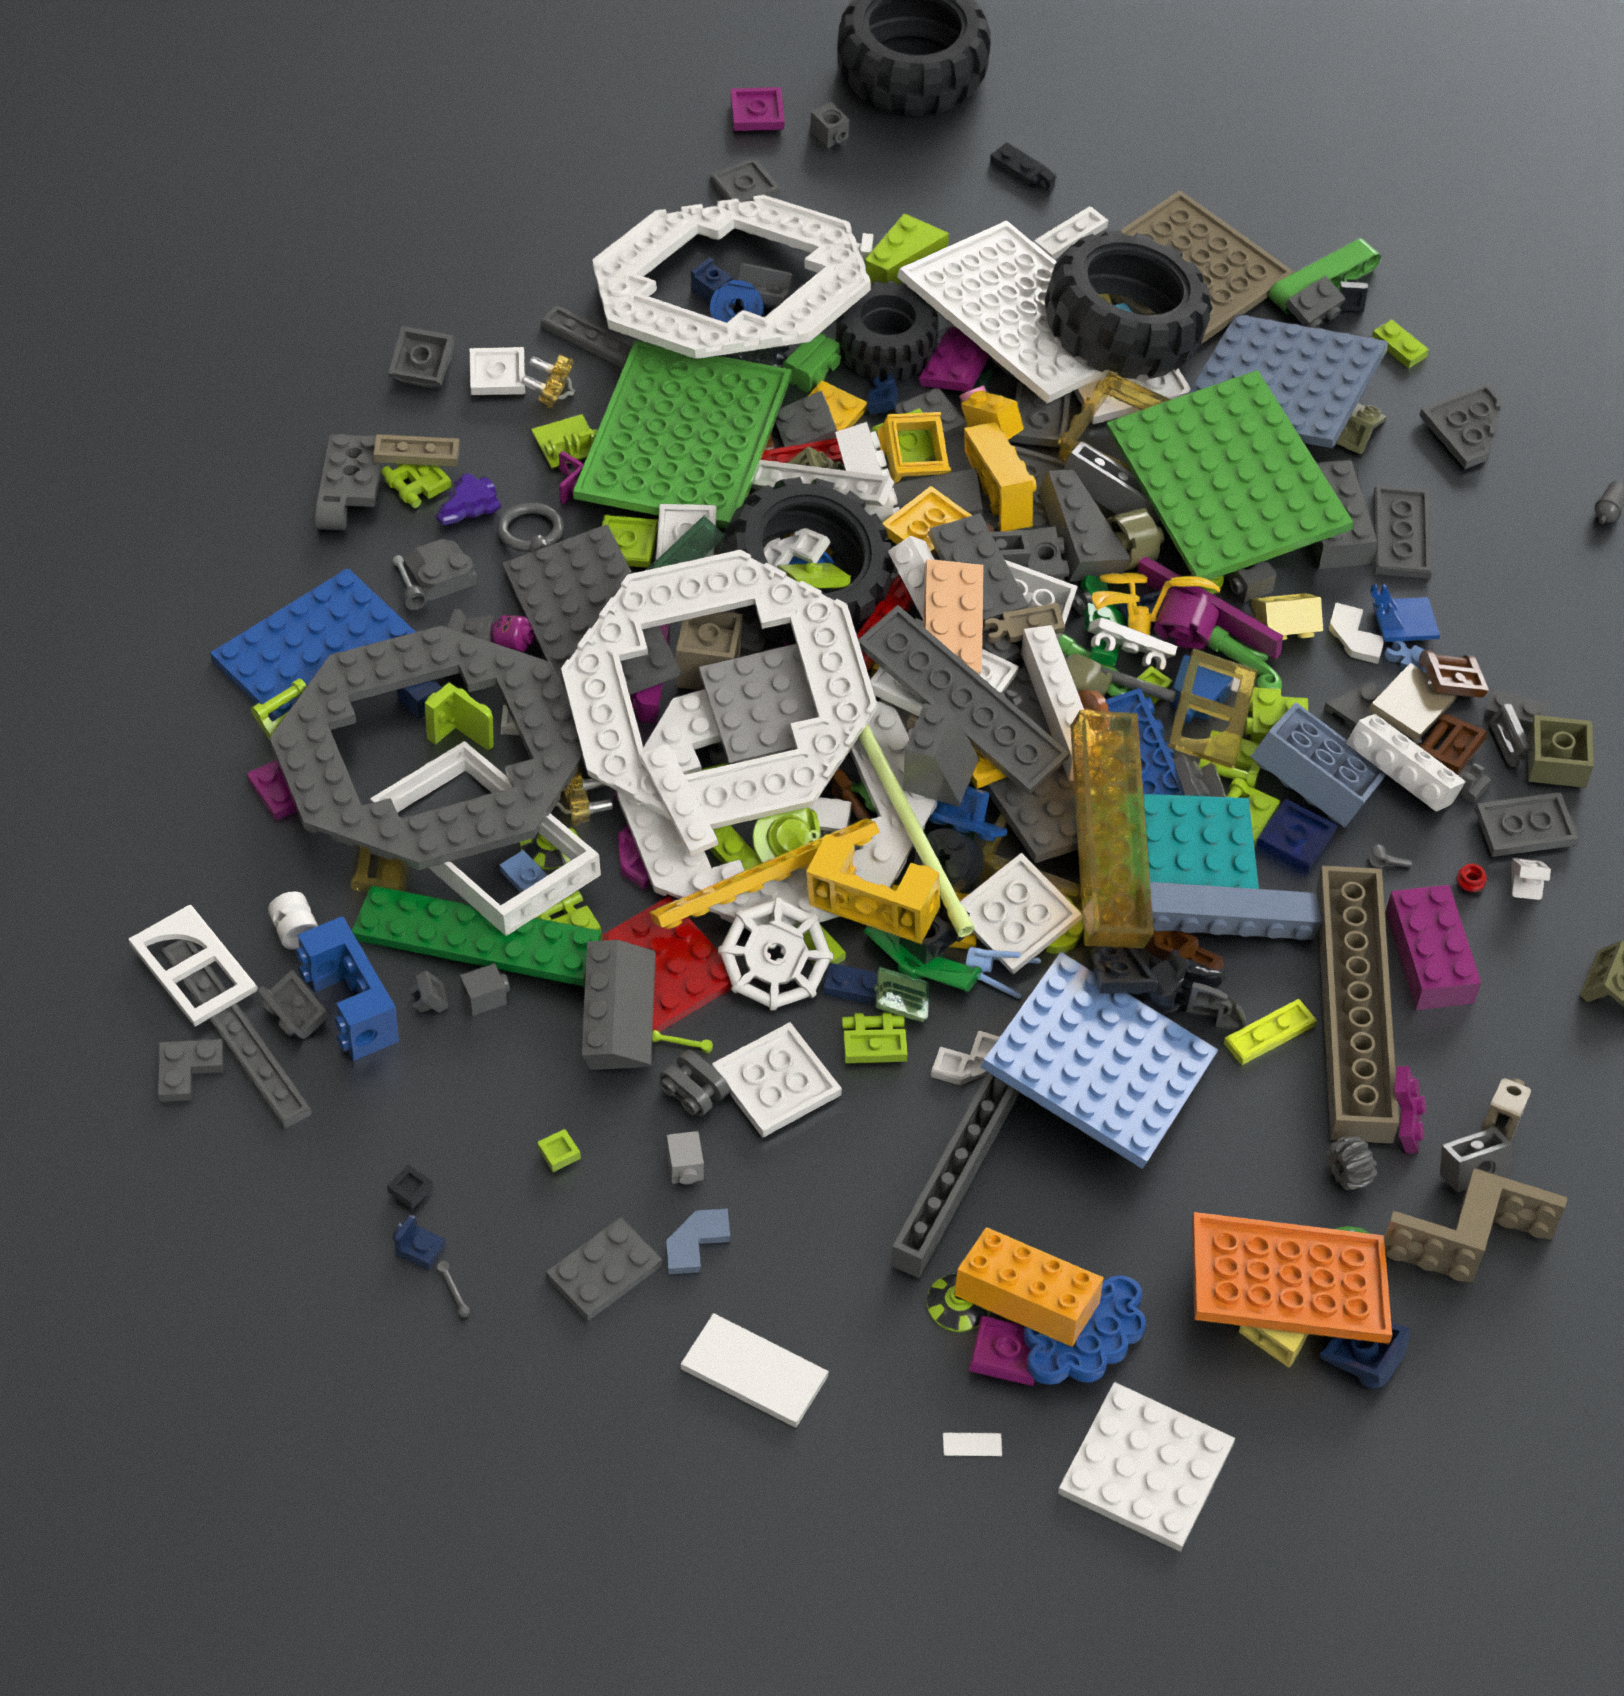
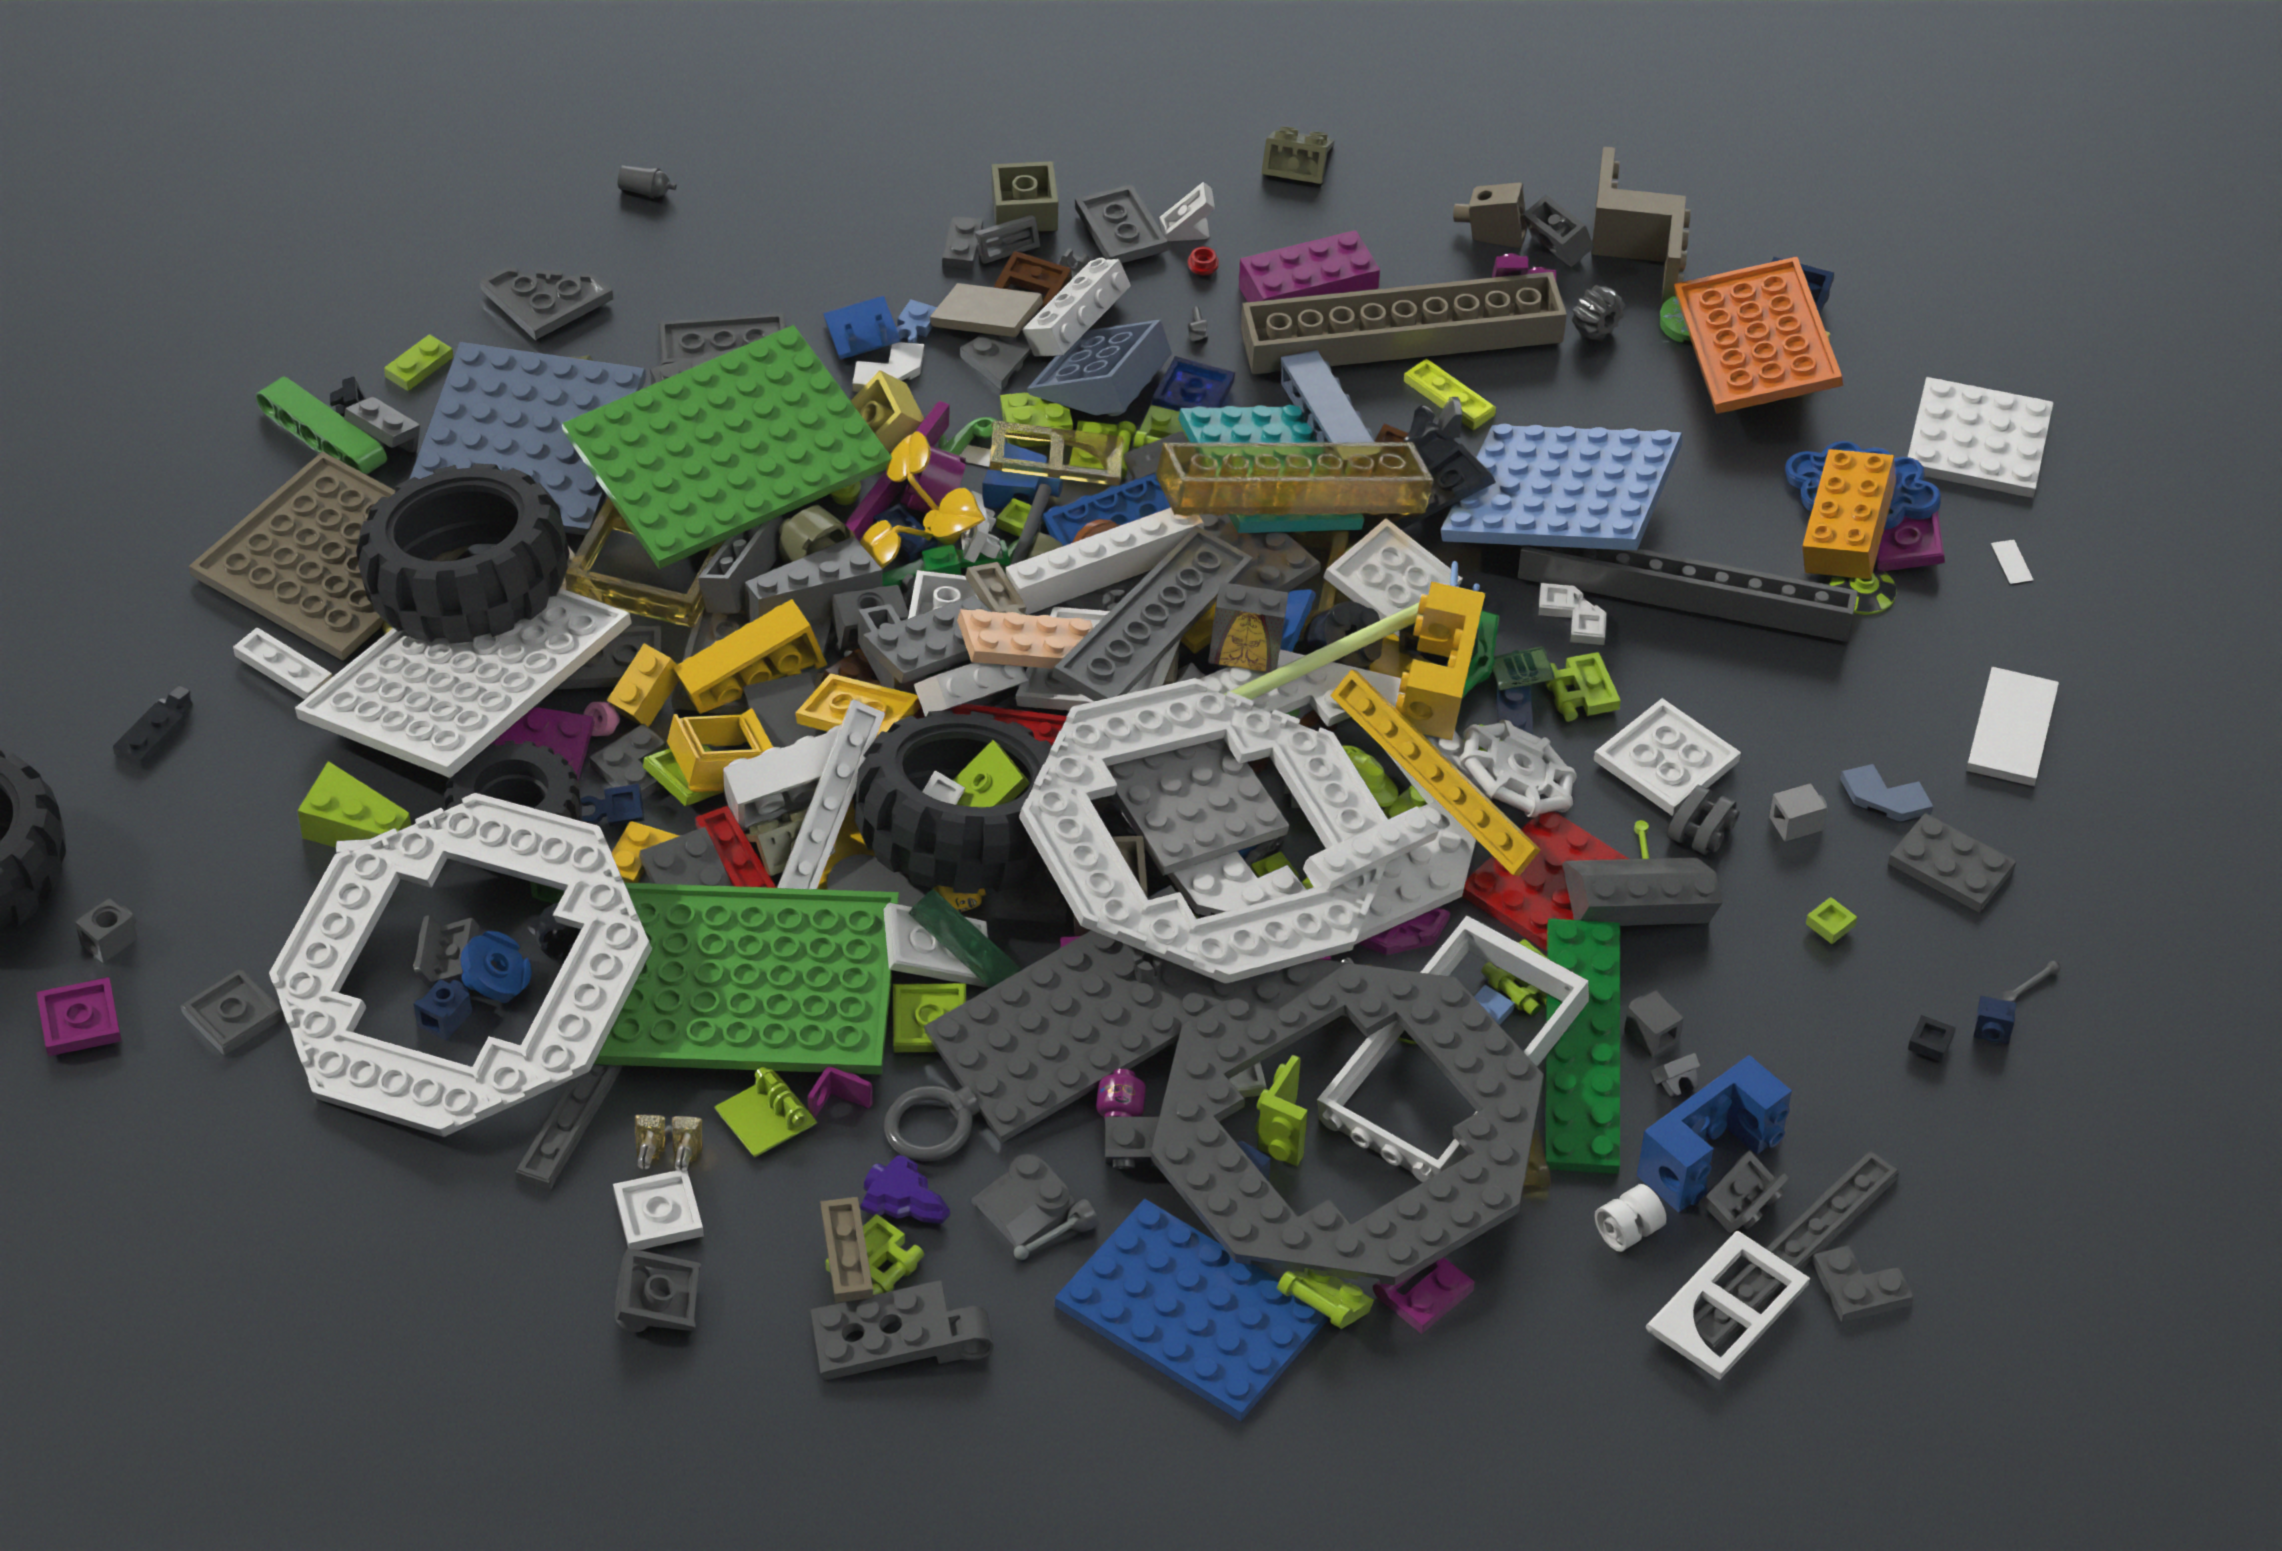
camera: 100 degrees left, 5 degrees down
(1454, 674) = (945, 274): reddish brown plate -> none

